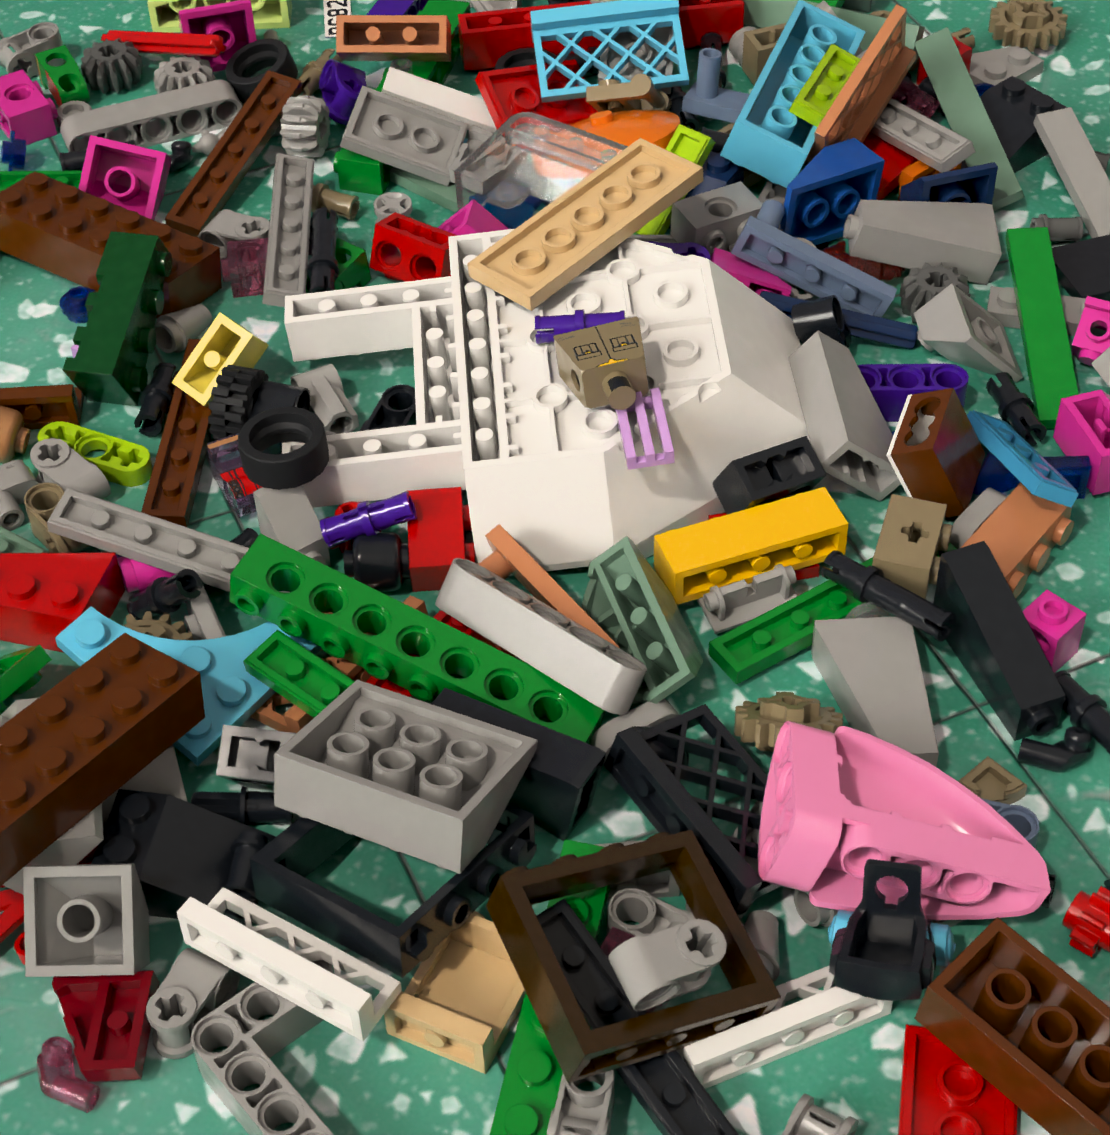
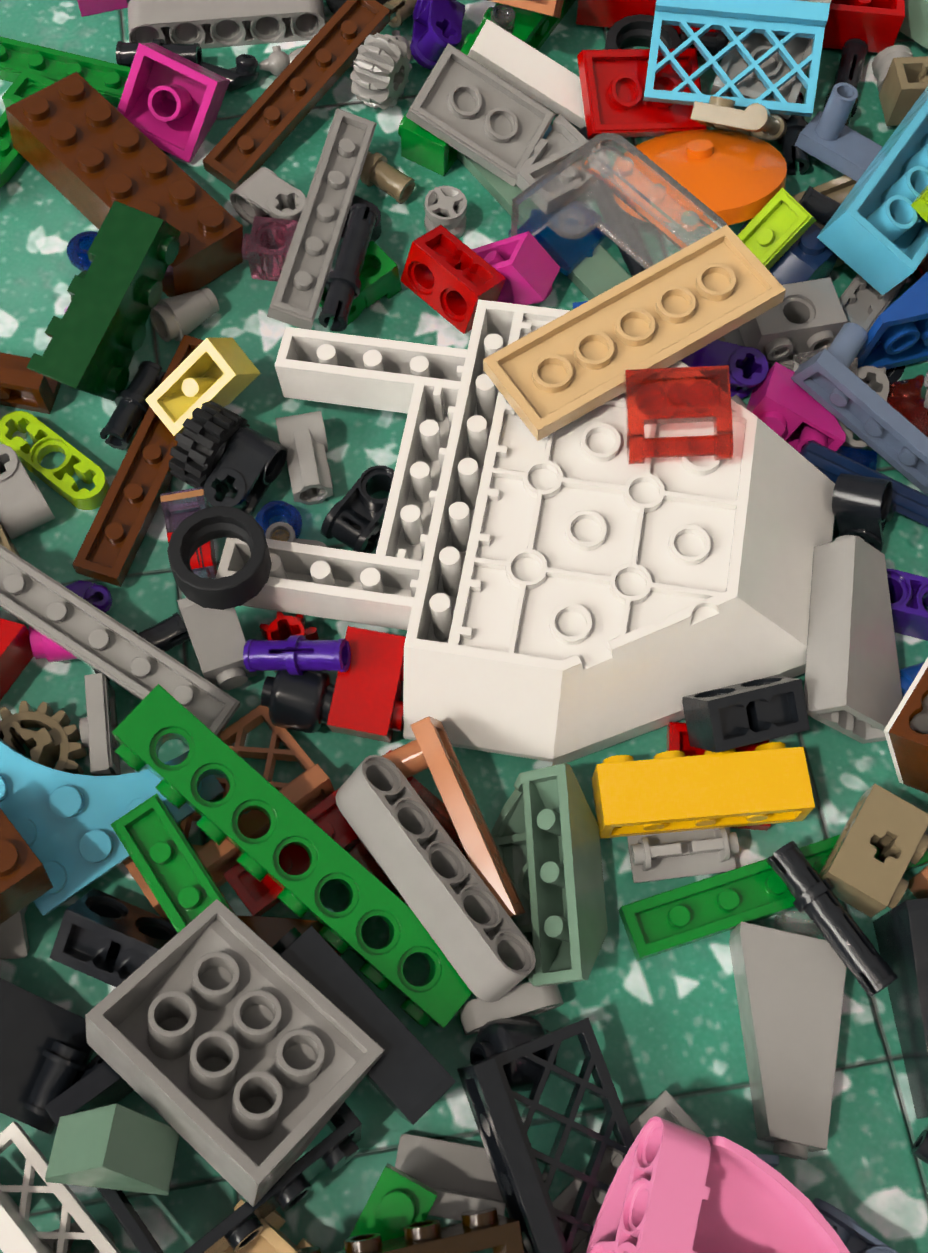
camera: 10 degrees right, 20 degrees up
(13, 152) = (71, 28): clear blue plate -> none
(165, 594) = (64, 691): black pin -> none
(243, 806) = (63, 982): black axle -> none
(323, 859) = (113, 1151): none -> sand green slope
(568, 323) = (584, 485): dark purple pin -> none
(604, 363) = (595, 558): dark tan torso -> none
(640, 250) = (678, 397): none -> clear red plate
(650, 458) = (618, 614): lavender tile -> none
(763, 720) = (674, 1054): dark tan gear -> none
(994, 782) = (872, 1178): dark tan tile -> none

